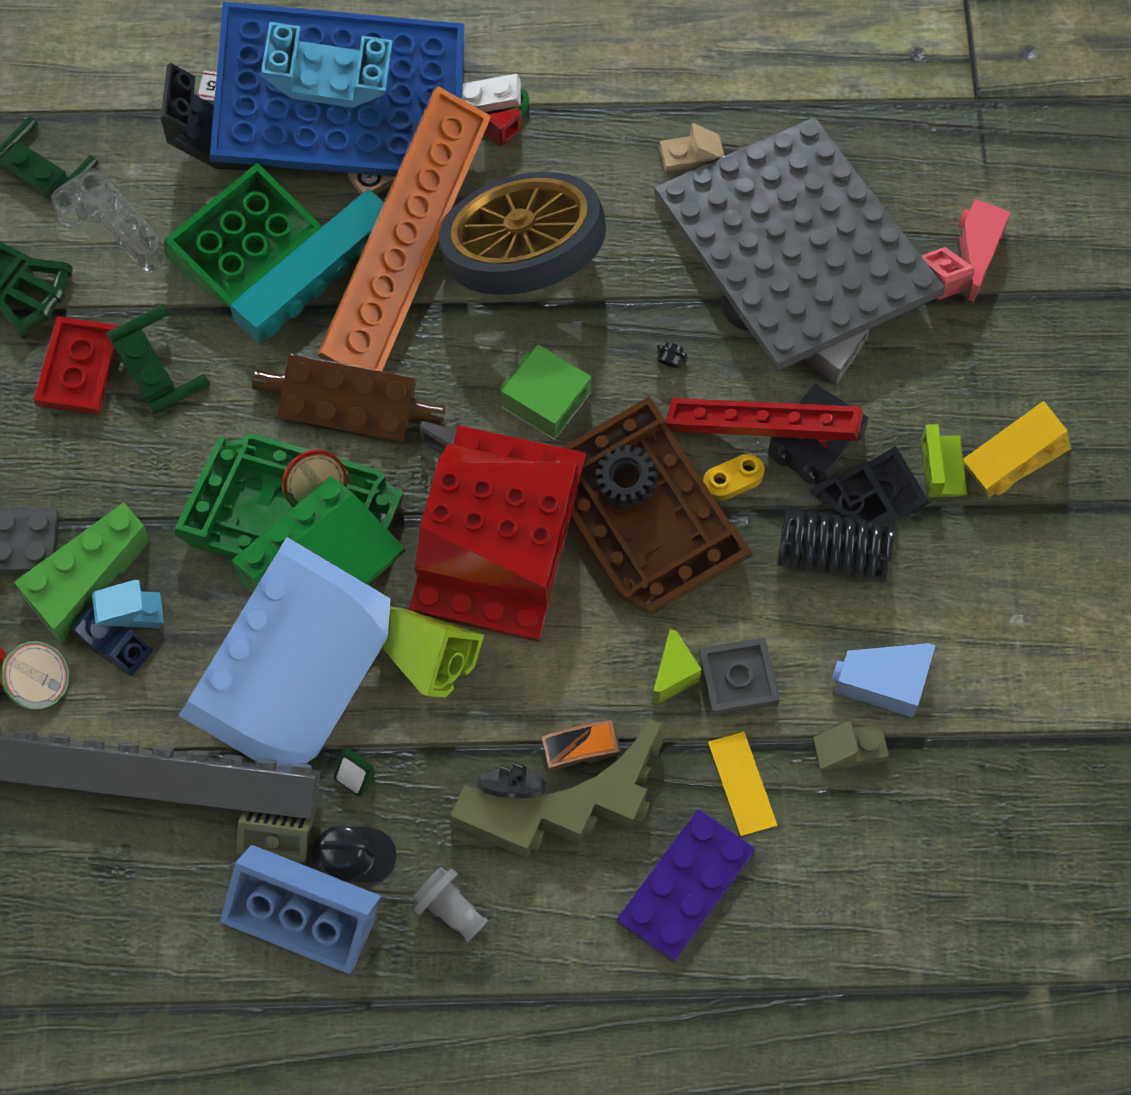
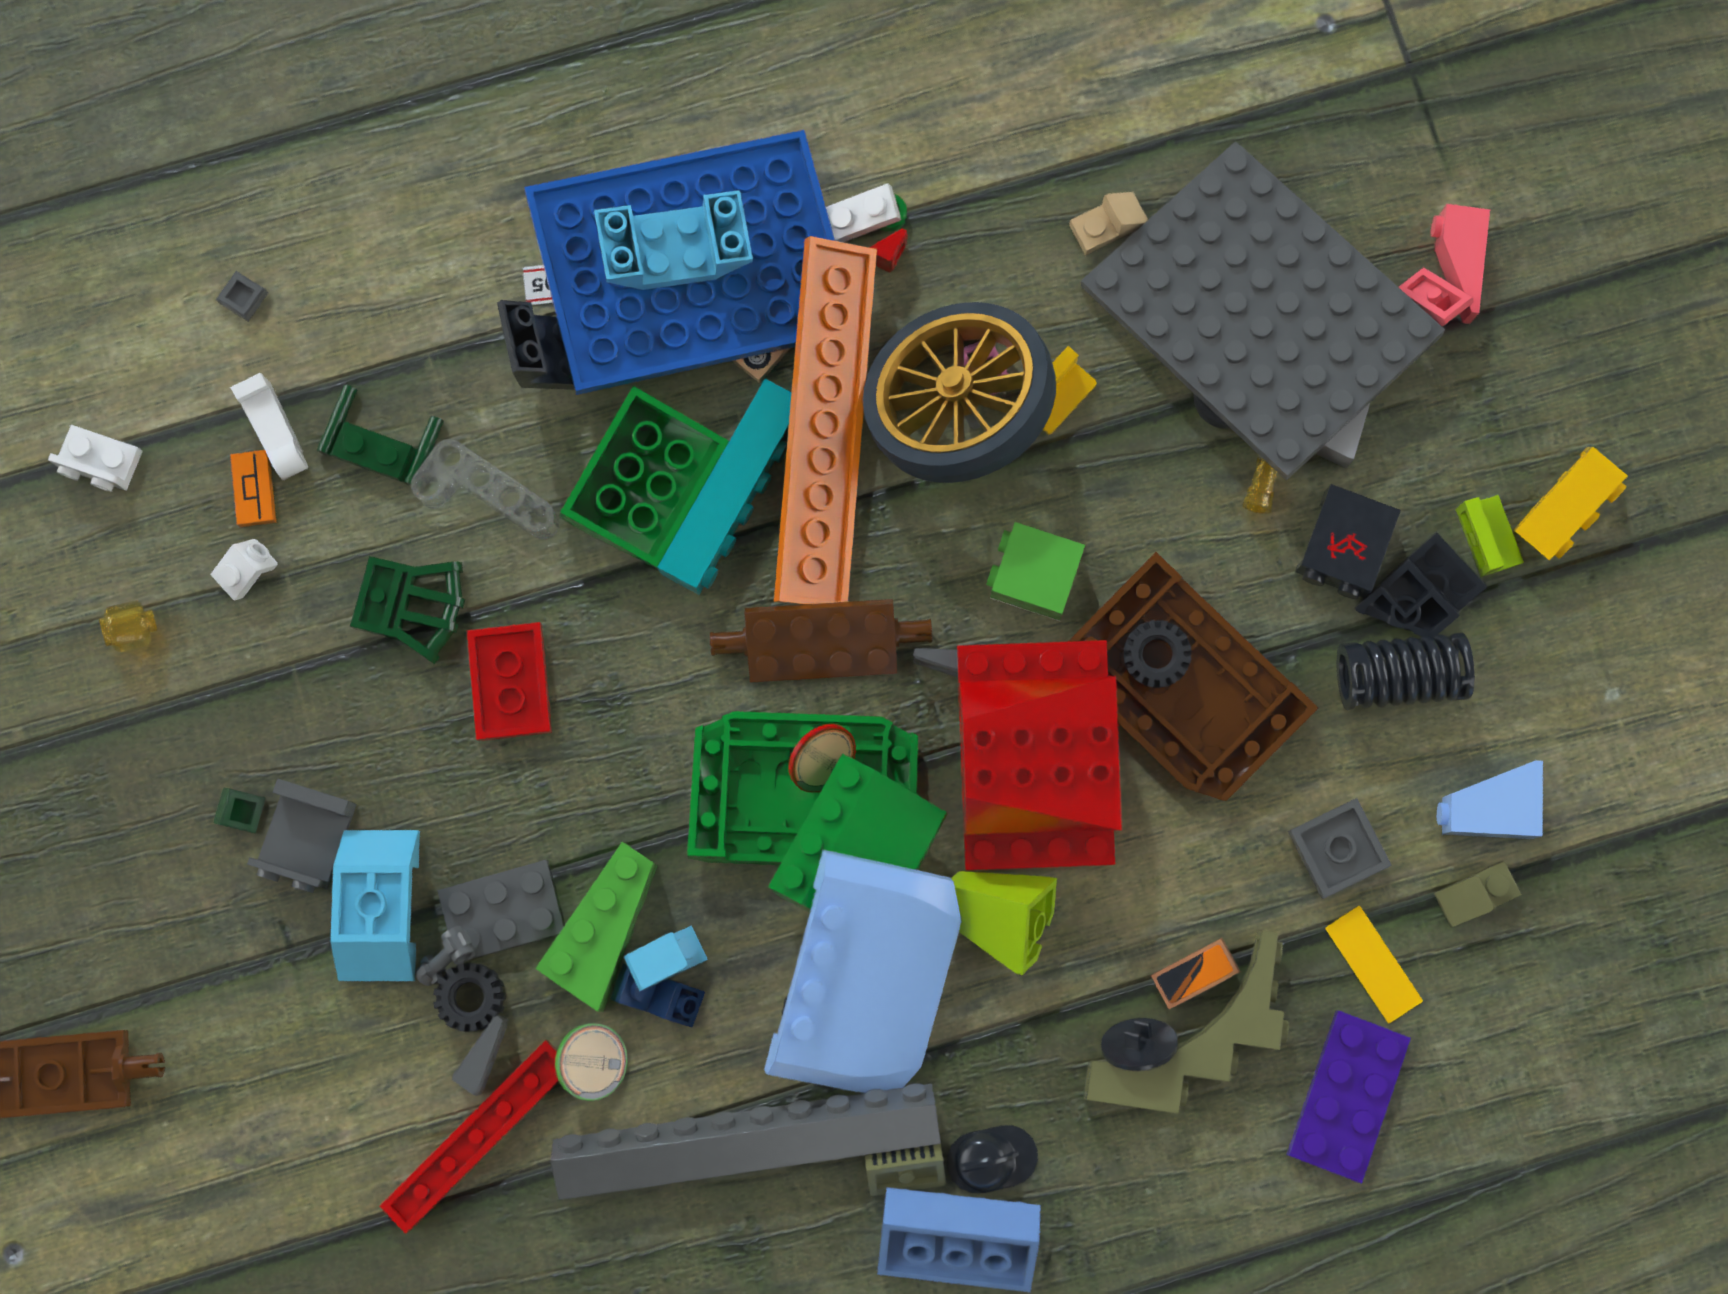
camera: 10 degrees left, 15 degrees up
(145, 365) = (584, 662): dark green plate -> none
(354, 772) = (966, 1073): slope -> none
(444, 900) = (1102, 1189): light grey piece -> none
(611, 264) = (1071, 388): none -> yellow panel
(671, 355) = (1160, 487): black plate -> none
(676, 671) = (1270, 859): lime slope -> none
(735, 477) = (1268, 613): yellow plate -> none
(755, 381) = (1261, 493): none -> clear yellow pin
(765, 419) = (1290, 546): red plate -> none

